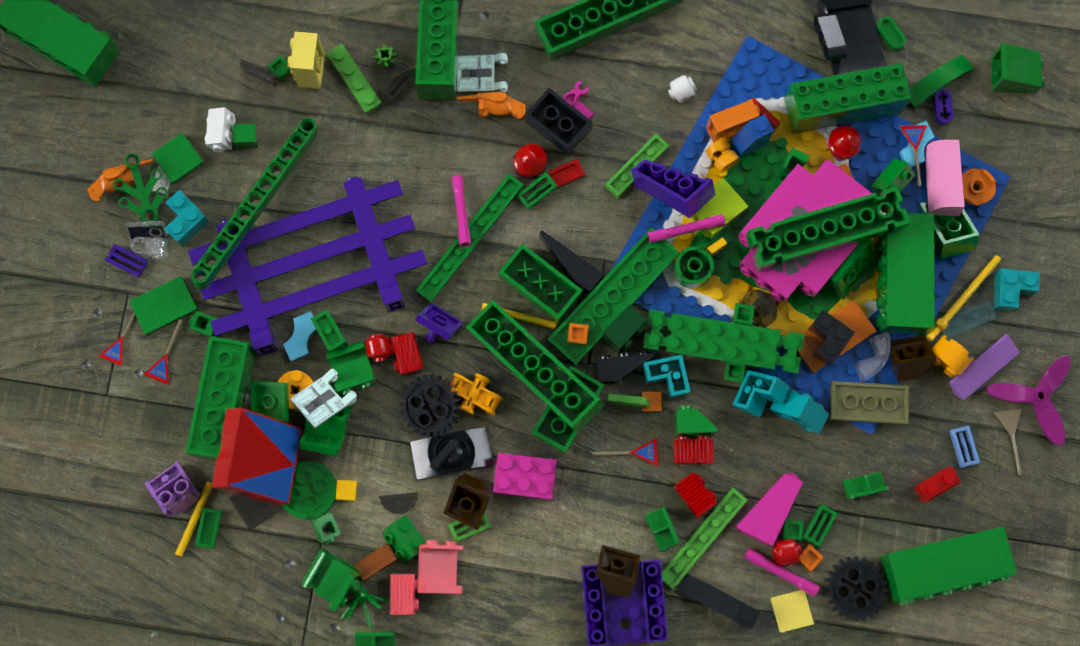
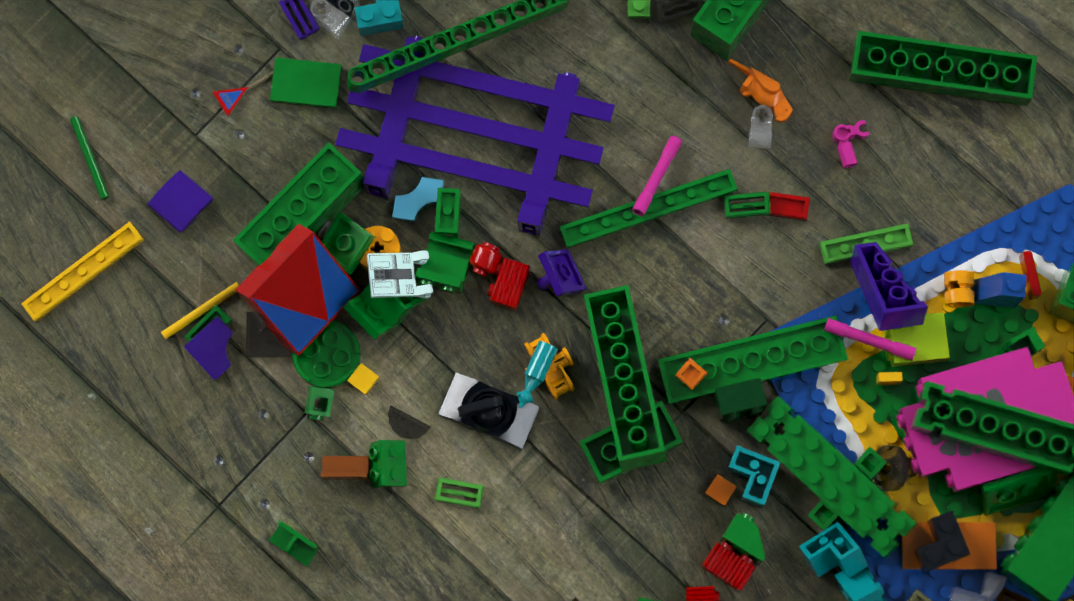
camera: 40 degrees right, 0 degrees up
(37, 462) = (88, 155): none -> green bar
(86, 548) = (82, 271): none -> yellow tile
(126, 450) = (180, 201): none -> dark purple slope
(159, 370) = (262, 143): piece -> none
(173, 490) = (198, 269): medium lavender slope -> none
(196, 324) = (327, 119): green brick -> none
(219, 541) = (210, 347): none -> dark purple tile
(331, 579) = (293, 455): green piece -> none
(361, 597) = (309, 491): green plant -> none
(402, 594) = (351, 516): coral brick -> none
(415, 413) = (479, 349): black gear -> none
(438, 568) = (401, 513): coral panel -> none
(468, 402) = (536, 371): none -> teal wheel
(468, 501) = (473, 467): dark brown slope -> none
(478, 73) = (767, 47): light aqua flag -> none
(512, 134) = (760, 131): none -> clear piece
(524, 476) = (544, 480): dark pink brick -> none
(528, 318) = (653, 327): yellow bar -> none
(530, 161) = (759, 170): red hair -> none
(540, 283) = (687, 299): green brick -> none
(558, 121) = (814, 148): black brick -> none
(575, 267) = (735, 313): black slope -> none
(616, 369) = (706, 434): black slope -> none
(632, 401) = (697, 473): bright green tile -> none
(646, 452) = (681, 536): piece -> none
(682, 89) = (965, 195): white head -> none
(698, 258) = (864, 380): green brick -> none
(731, 120) = (992, 259): orange window -> none

